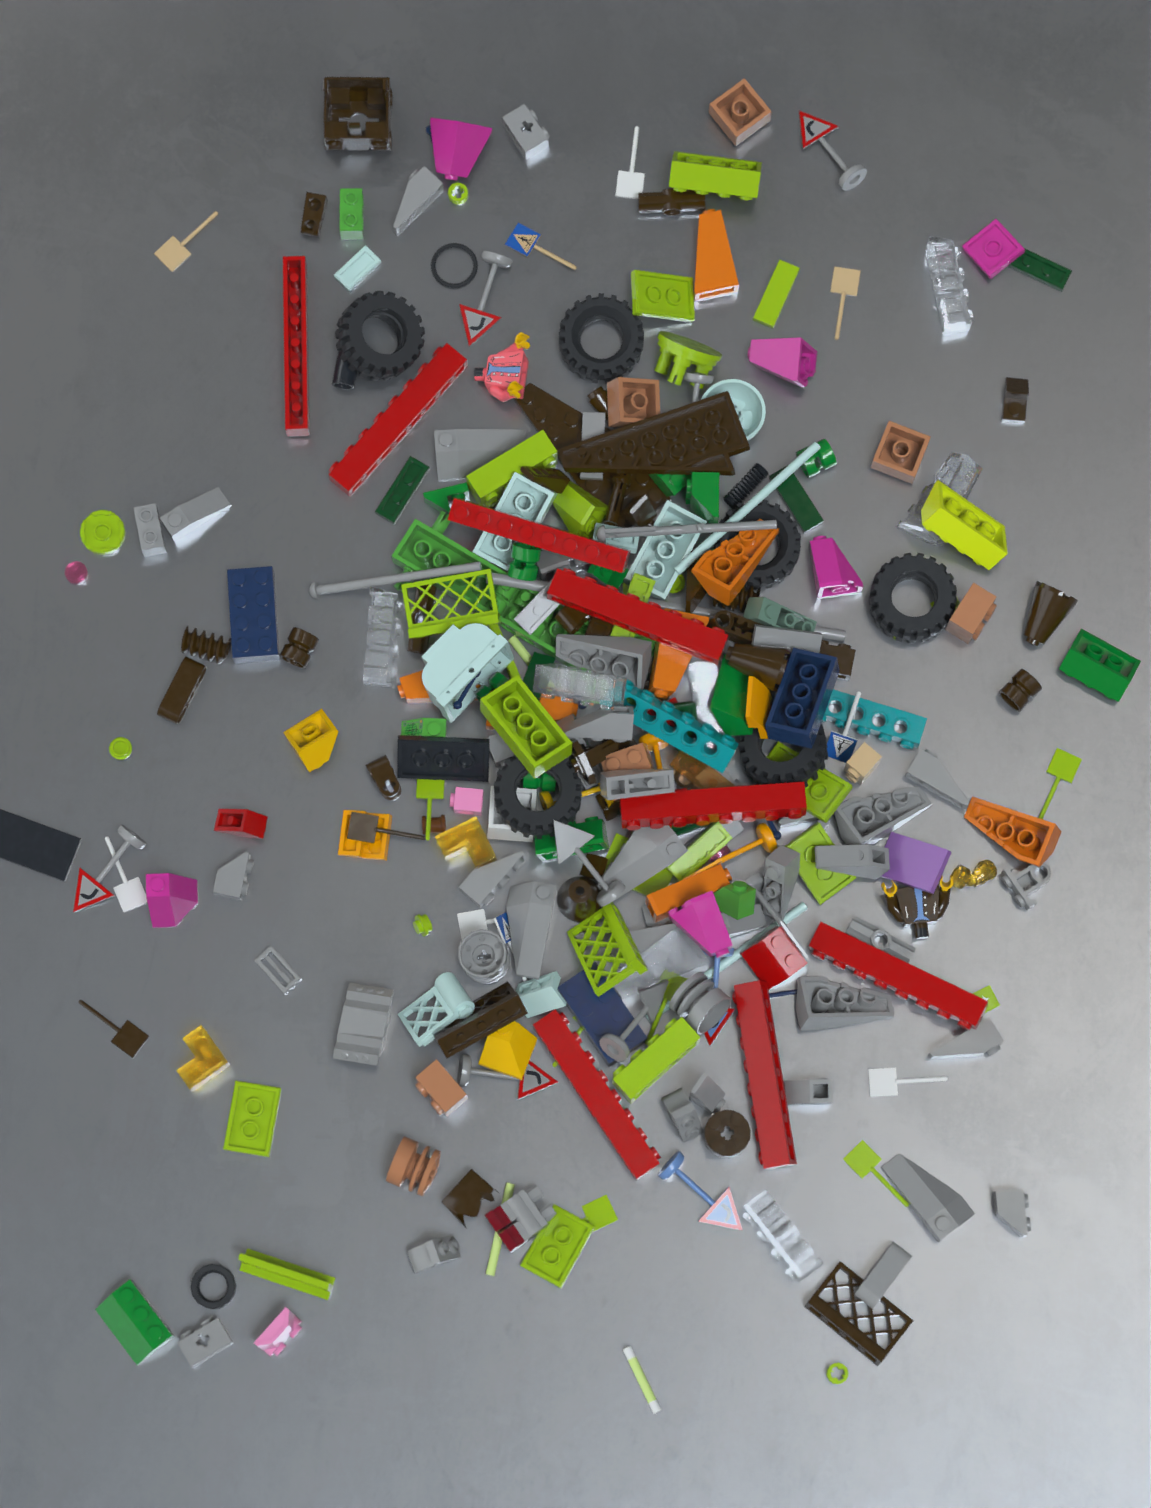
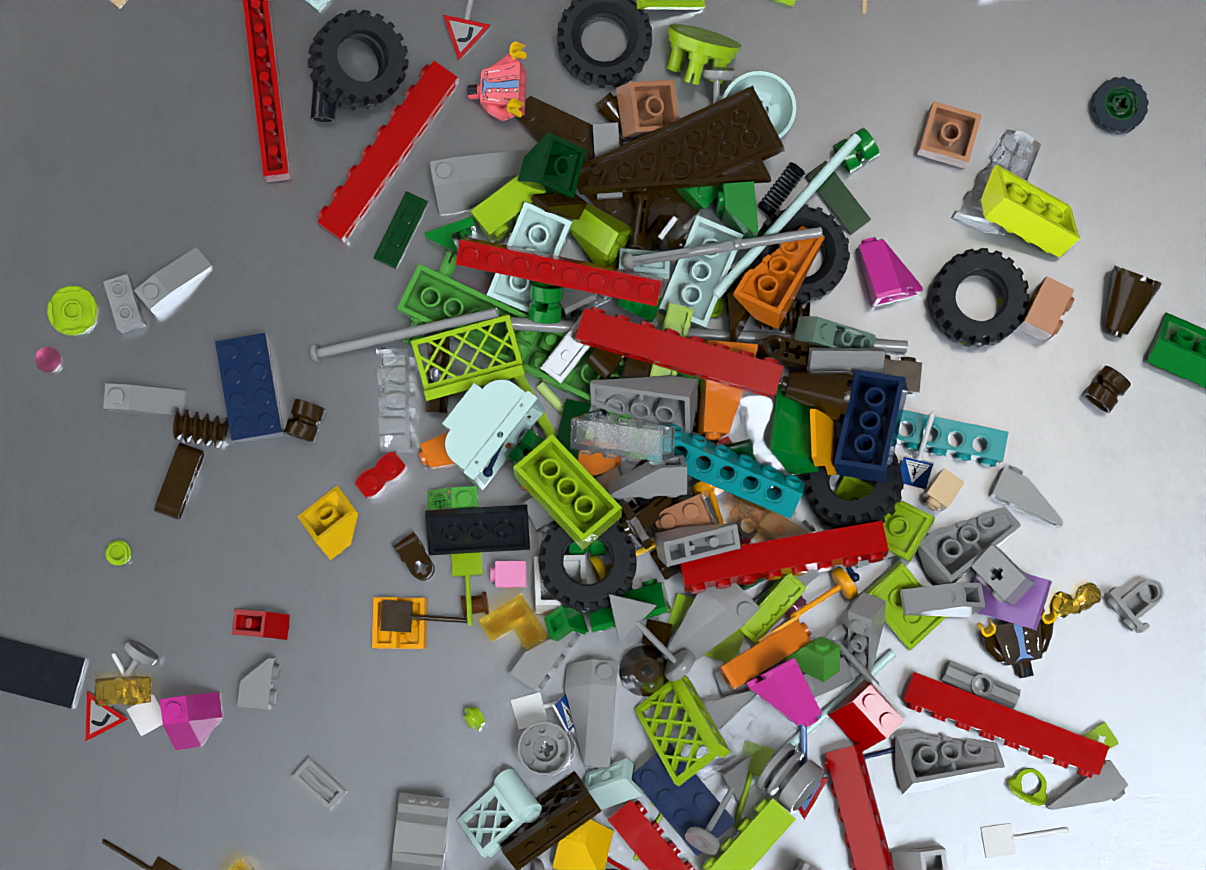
camera: 10 degrees left, 5 degrees up
(112, 868) = (123, 689): none -> clear yellow slope
(156, 615) = (143, 399): none -> light grey slope
(356, 706) = (386, 471): none -> red brick
(511, 845) = (564, 621): none -> green panel
(543, 443) = (553, 166): none -> dark green slope
(785, 358) = (810, 41): dark pink slope -> none
(908, 842) = (996, 563): none -> light grey brick
(923, 1046) = (1015, 786): none -> lime piece
(1015, 400) = (1068, 62): dark brown slope -> none
(1018, 833) = (1123, 551): orange wedge -> none
(1057, 441) = (1119, 105): none -> black wheel
(1063, 767) = (1162, 469): lime piece -> none

